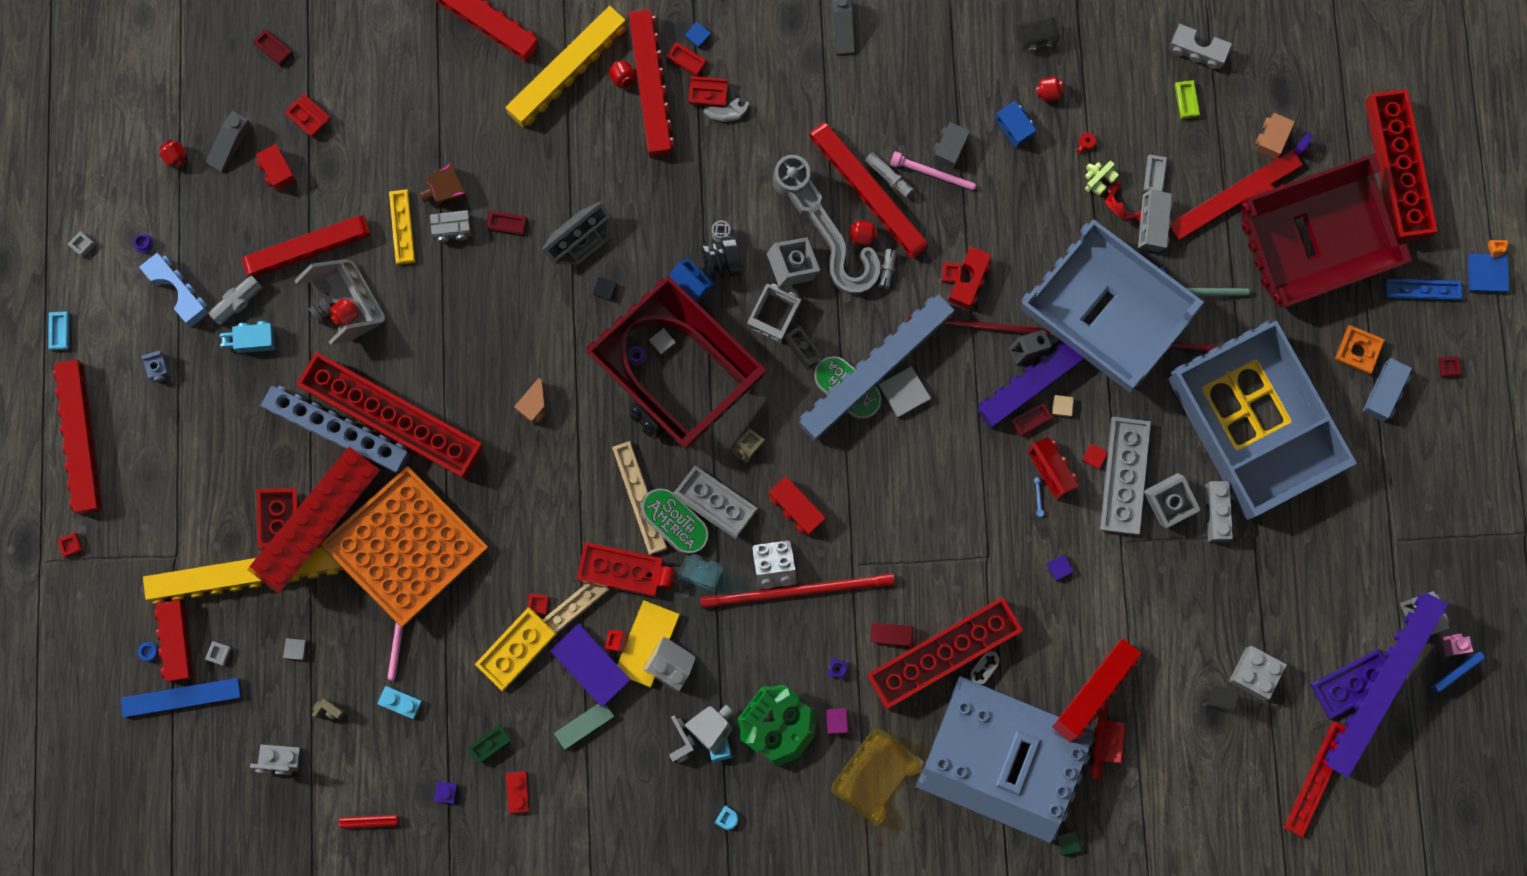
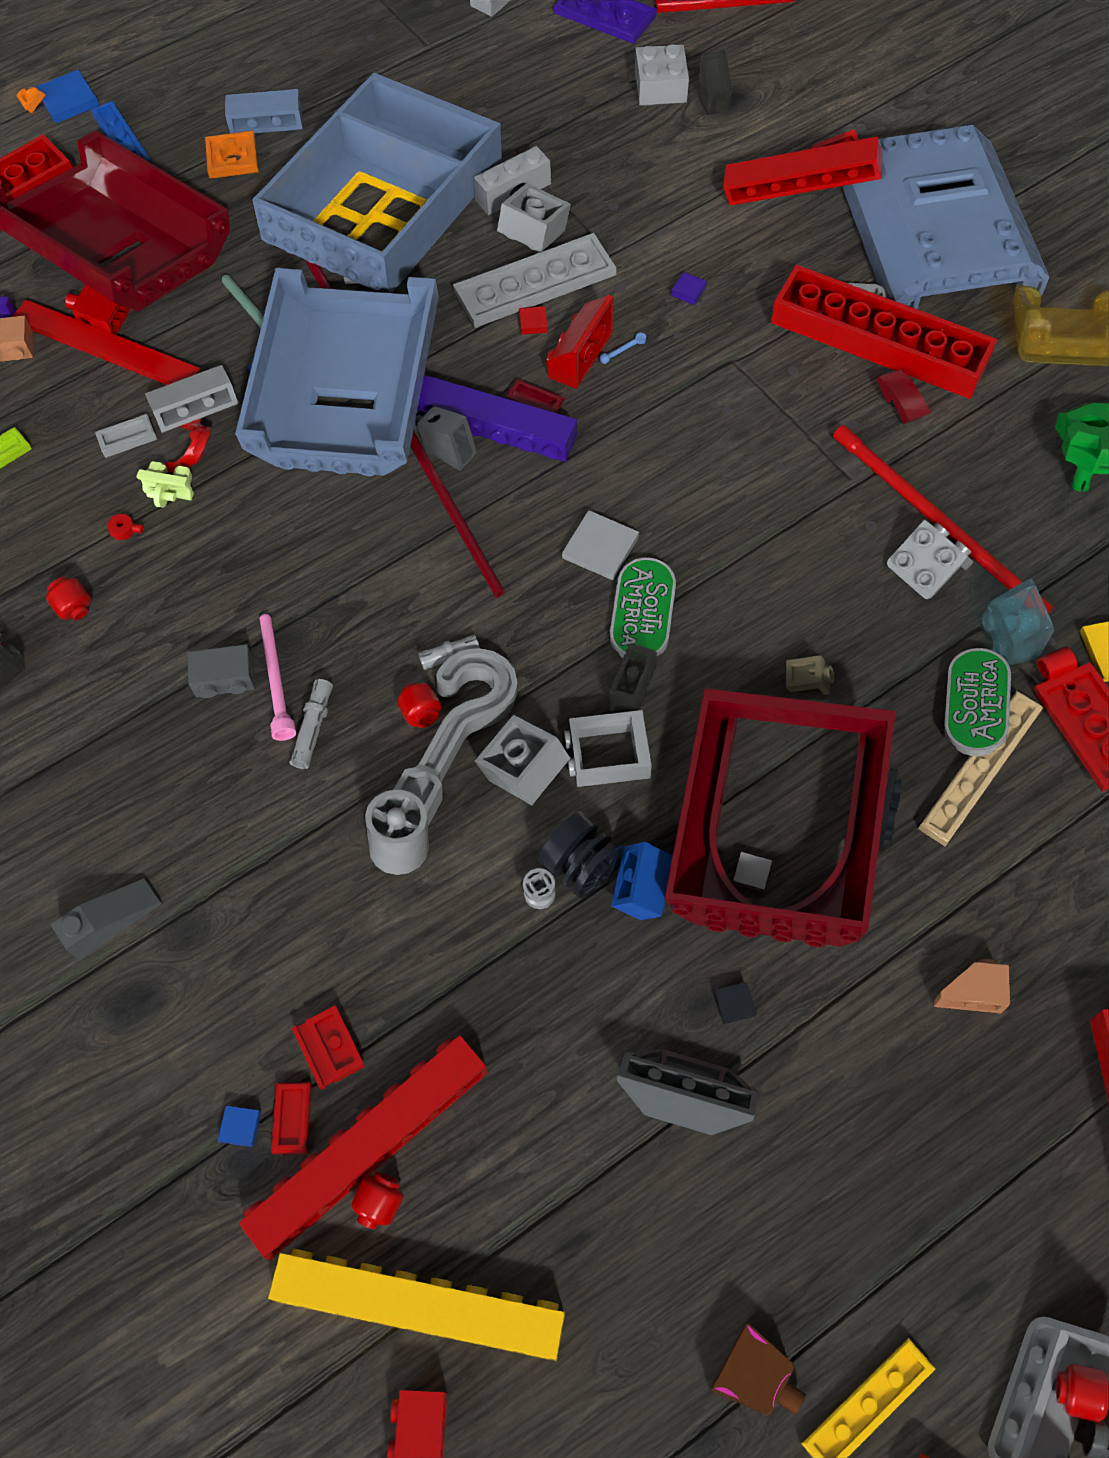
camera: 120 degrees left, 15 degrees down
(450, 226) = (811, 1314): light grey brick -> none
(507, 223) = (739, 1226): dark red tile -> none
(636, 349) = (796, 884): dark purple plate -> none
(715, 502) = (913, 668): light grey tile -> none
(728, 113) = (346, 997): light grey piece -> none
(796, 506) = (842, 575): red brick -> none
(836, 721) = (1051, 389): magenta panel -> none
(838, 664) = (989, 427): dark purple plate -> none
(868, 190) = (348, 741): red beam -> none
(876, 367) = (597, 581): sand blue brick -> none
(951, 272) = (404, 579): red tile -> none
(964, 293) = (376, 549): red arch -> none
(1016, 124) = (144, 612): blue brick -> none
(1062, 406) = (495, 378): tan tile -> none
(1449, 366) = (200, 82): dark red tile -> none

